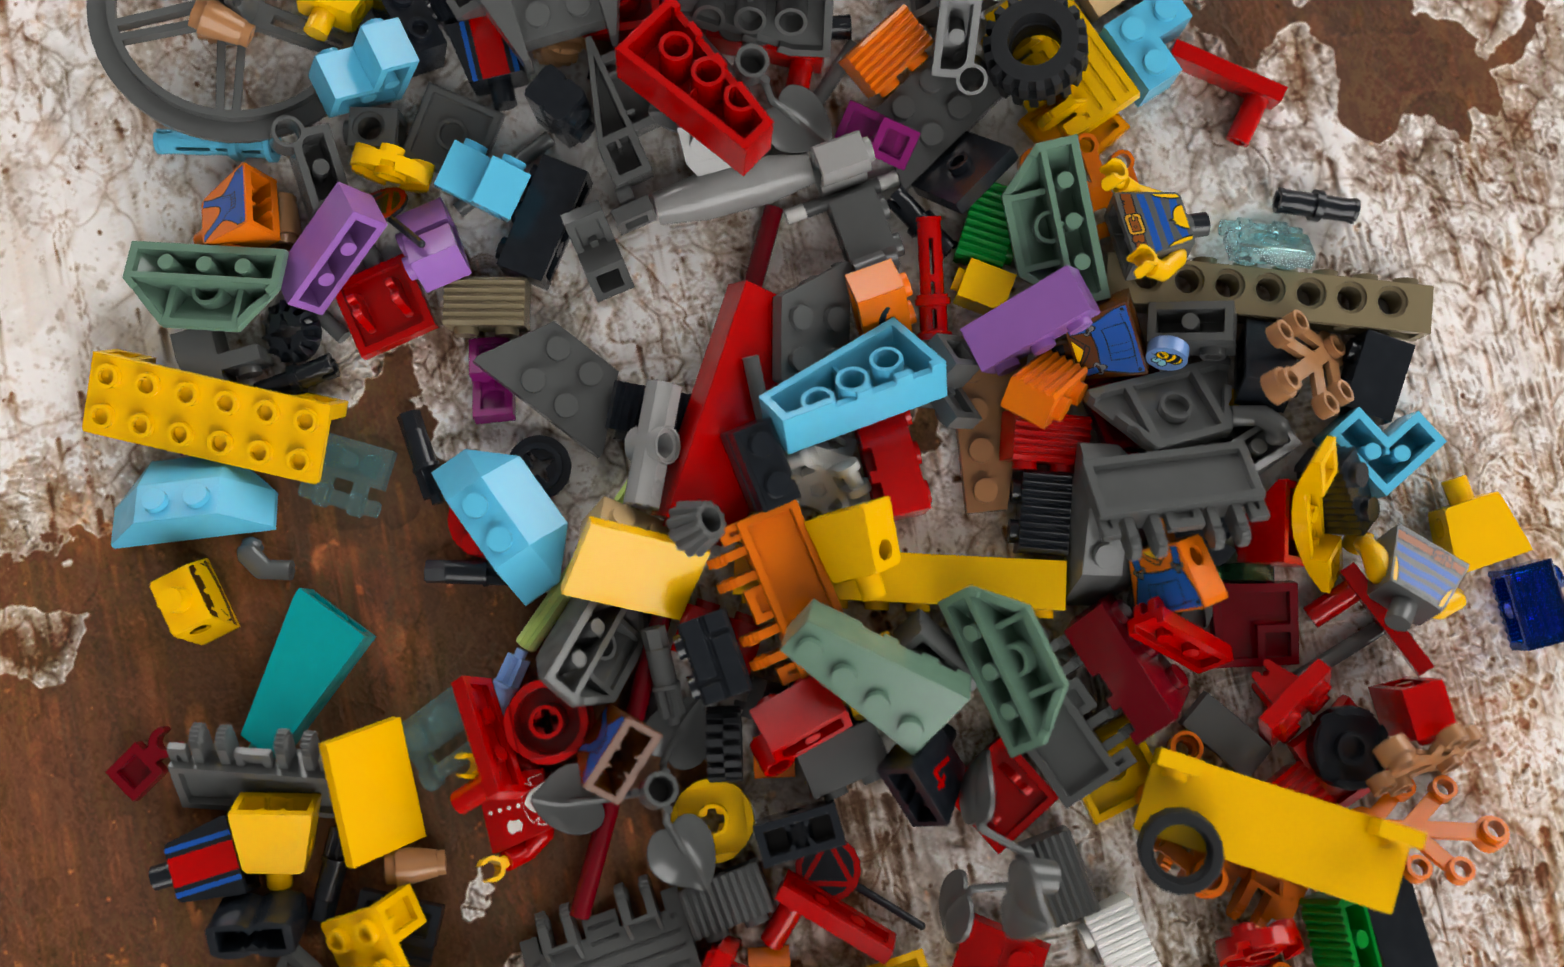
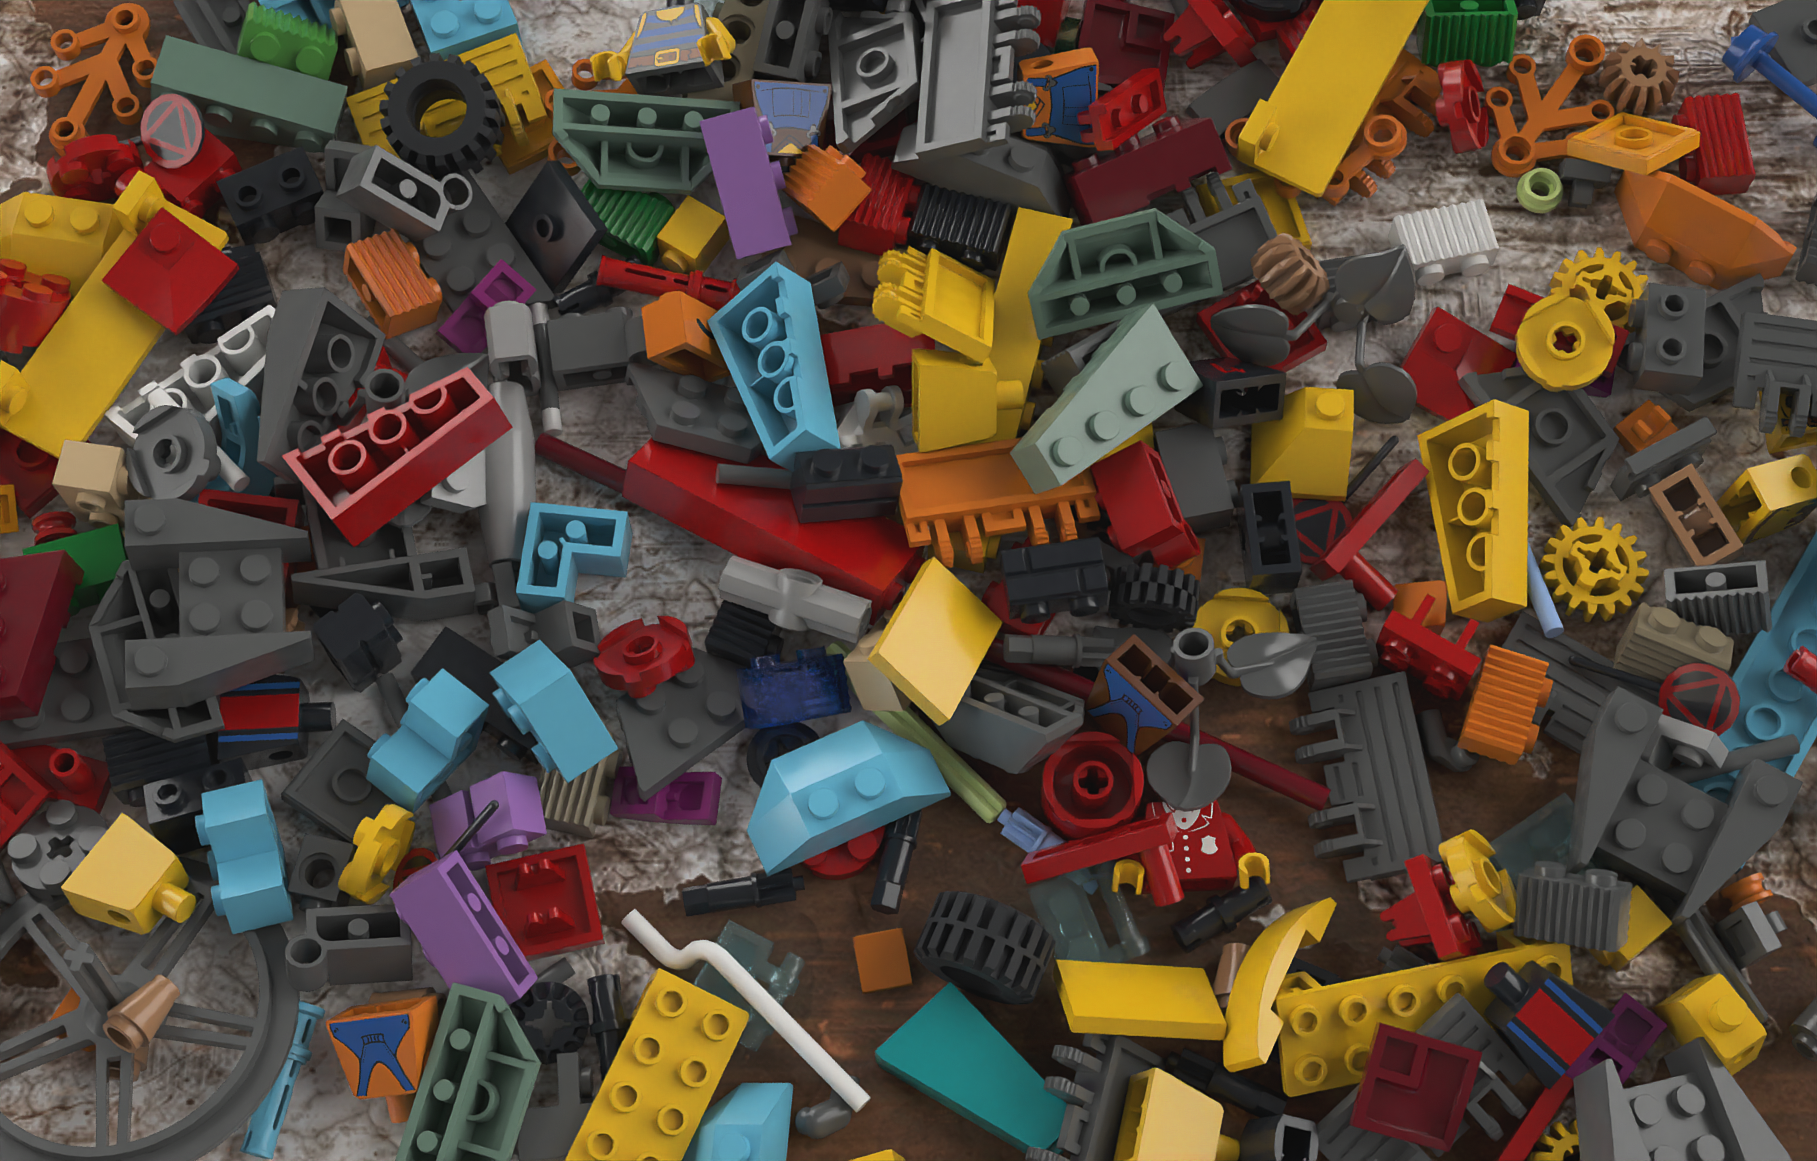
camera: 80 degrees left, 15 degrees down
(331, 484) = (755, 996): none -> white piece
(387, 578) = (882, 960): none -> orange slope
(391, 659) = (985, 947): none -> black tyre
(407, 890) = (1249, 1021): none -> yellow slope
(466, 840) = (1220, 914): none -> black pin
(514, 268) = (550, 703): none -> medium azure brick
(586, 350) = (644, 656): none -> red plate
(586, 460) = (793, 689): none -> clear blue brick
(672, 243) = (569, 542): none -> medium azure brick
(695, 526) = (902, 554): dark grey piece -> none
(892, 853) = (1307, 445): none -> yellow slope
(947, 514) = (937, 299): none -> yellow hinge
(1045, 814) = (1290, 273): none -> medium nougat gear
(1167, 352) = (814, 59): medium blue tile -> none
(1174, 884) = (1350, 112): black tyre -> none

